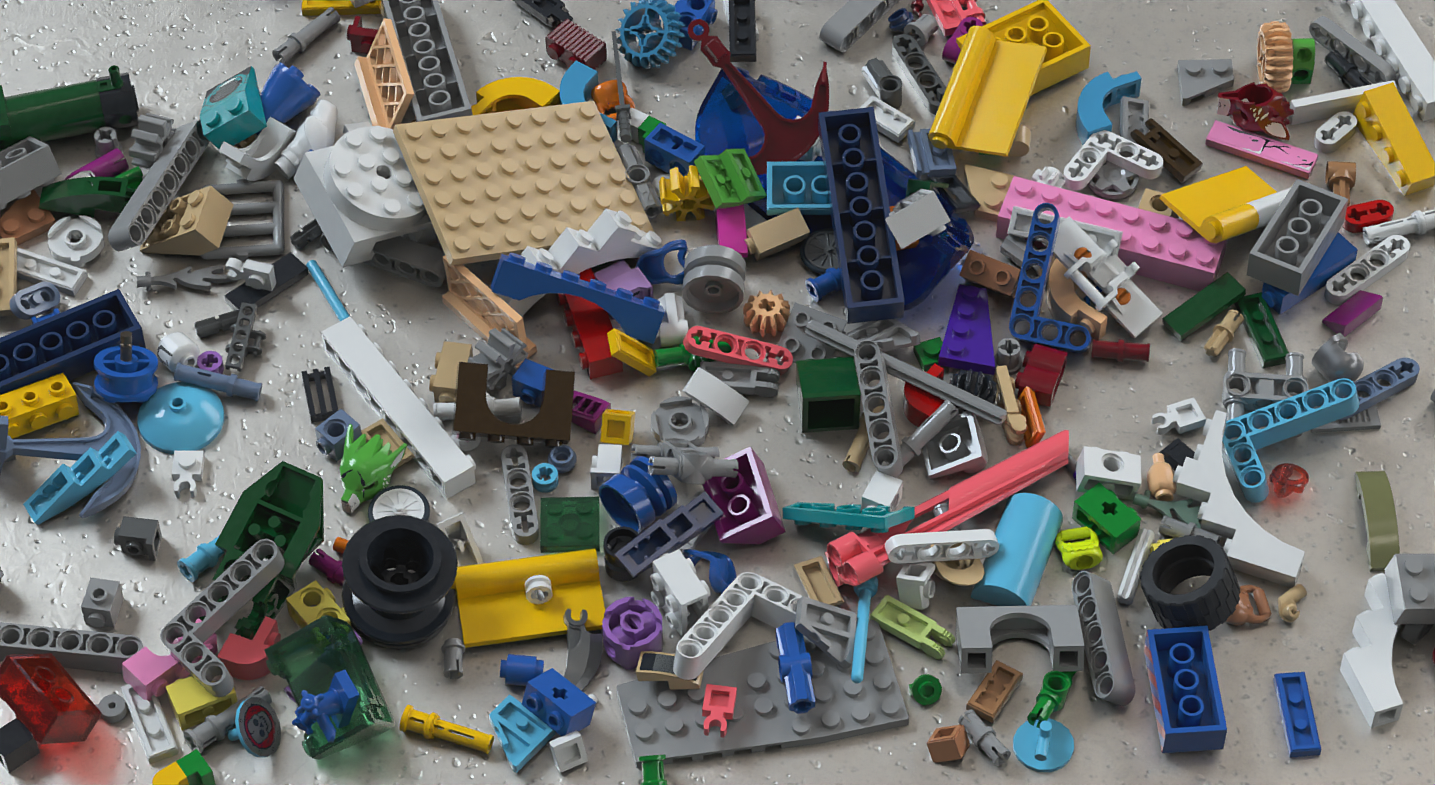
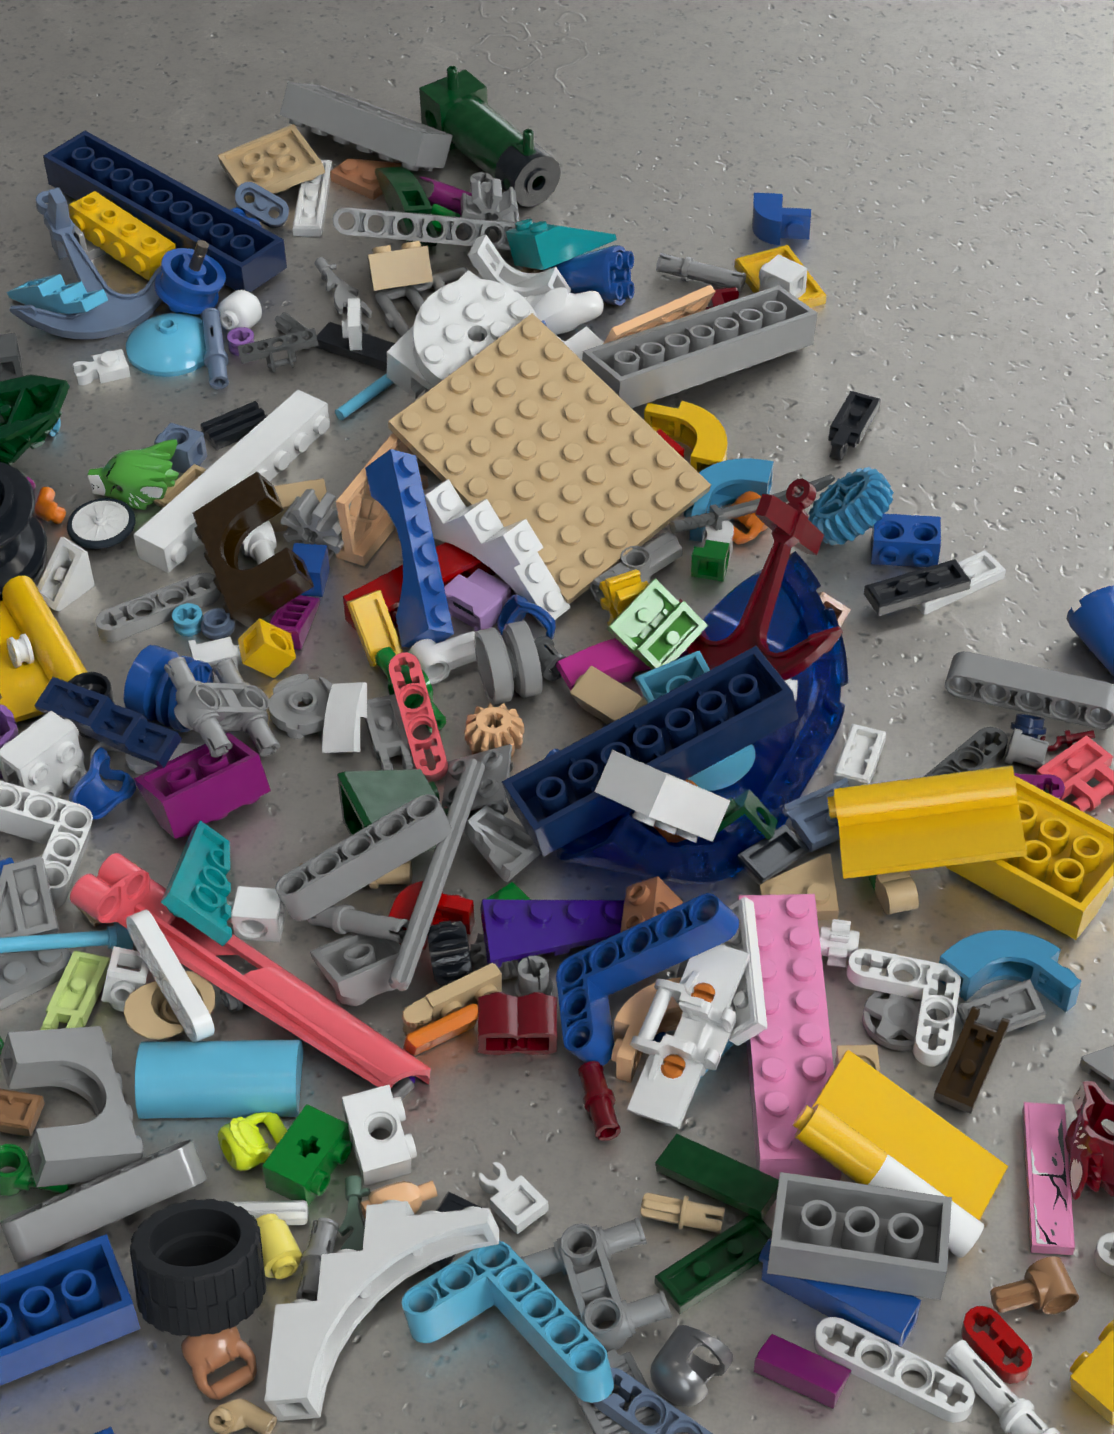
camera: 70 degrees right, 5 degrees down
(80, 252) = (355, 198): white plate -> none
(569, 524) = (118, 651): clear green plate -> none
(572, 43) = (802, 457): brick -> none
(671, 149) = (689, 574): blue brick -> none
(883, 82) = (912, 738): dark grey piece -> none
(1282, 485) = (438, 1354): clear red piece -> none

